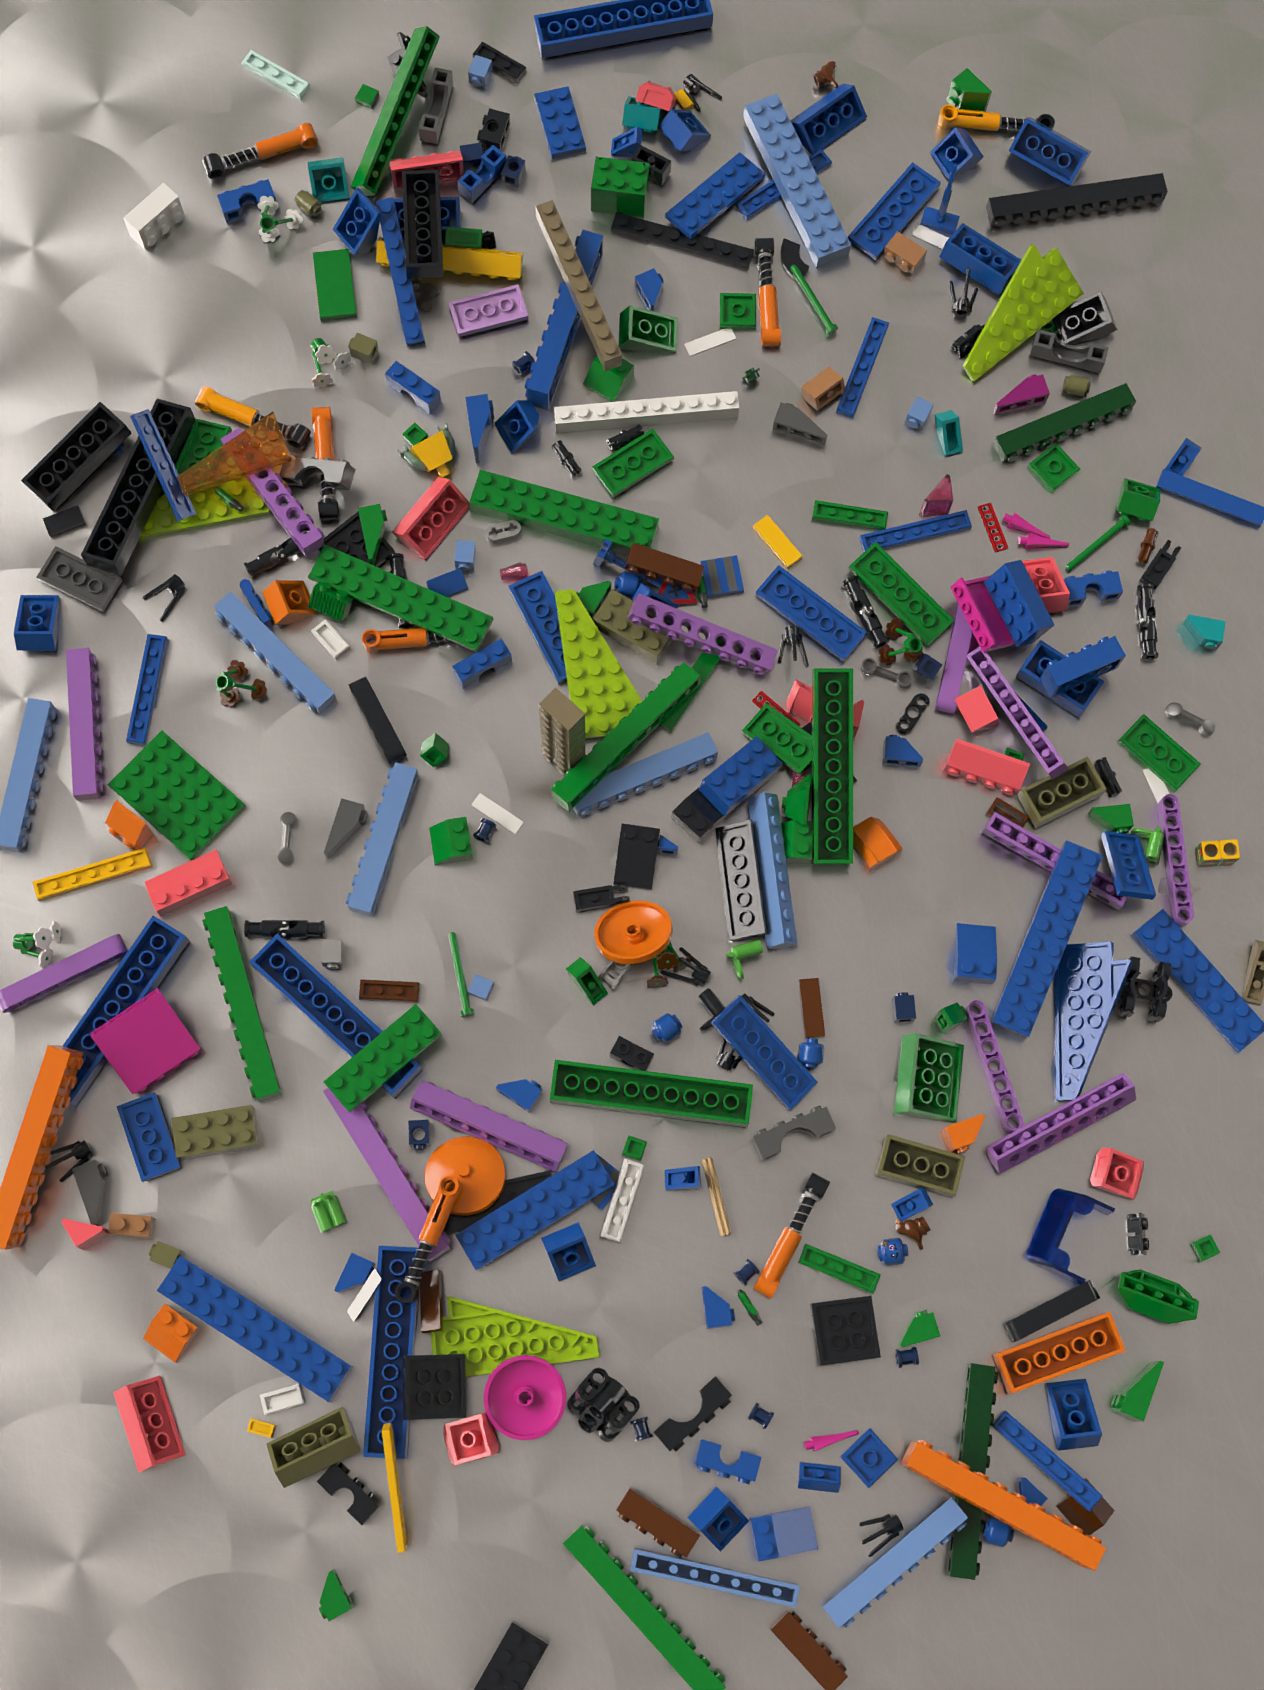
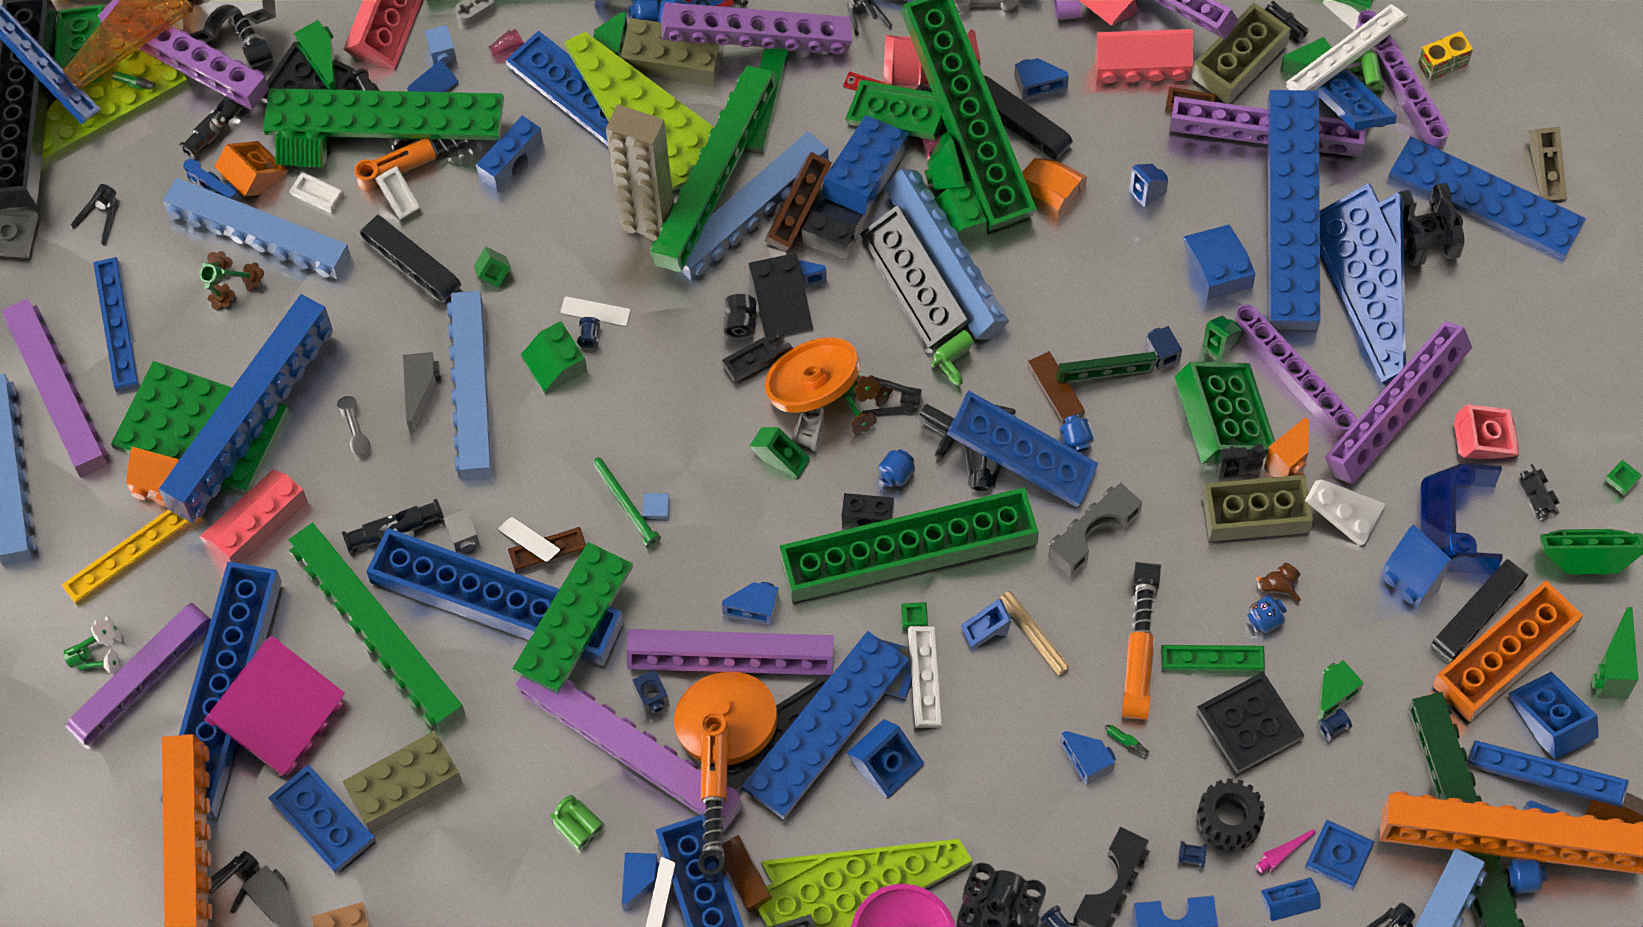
camera: 15 degrees left, 10 degrees down
(211, 800) = (246, 409): none -> blue brick
(378, 978) = (529, 539): none -> white sticker
(388, 664) = (398, 192): none -> white tile
(599, 862) = (740, 315): none -> black wheel
(677, 788) = (798, 201): none -> reddish brown brick
(746, 1272) = (1106, 701): dark blue bush -> none
(818, 1394) = (1230, 794): none -> black tyre
(854, 1009) = (1106, 367): none -> dark green tile
(875, 782) = (1028, 122): none -> black beam
(912, 705) = (1035, 42): black piece -> none
(912, 1204) = (1267, 553): blue slope -> none
(918, 1124) = (1237, 461): none -> black plate
(947, 871) = (1147, 183): none -> blue slope
(985, 1193) = (1345, 509): none -> white wing
(1016, 1263) = (1416, 567): none -> blue slope
(1142, 824) = (1348, 49): none -> white tile

